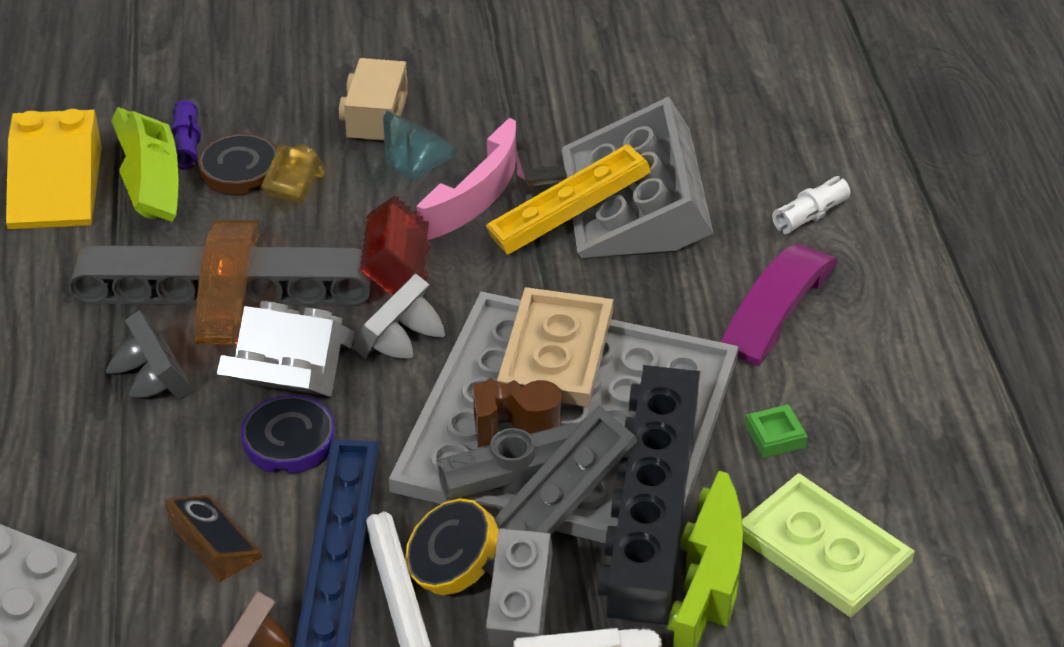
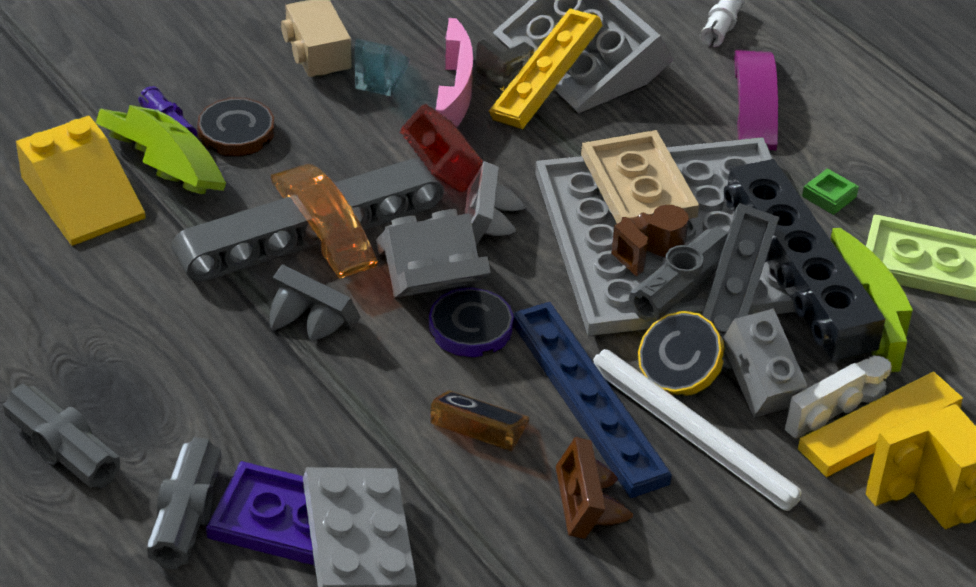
camera: 30 degrees left, 0 degrees up
(292, 172) = (295, 118): clear yellow bracket -> none

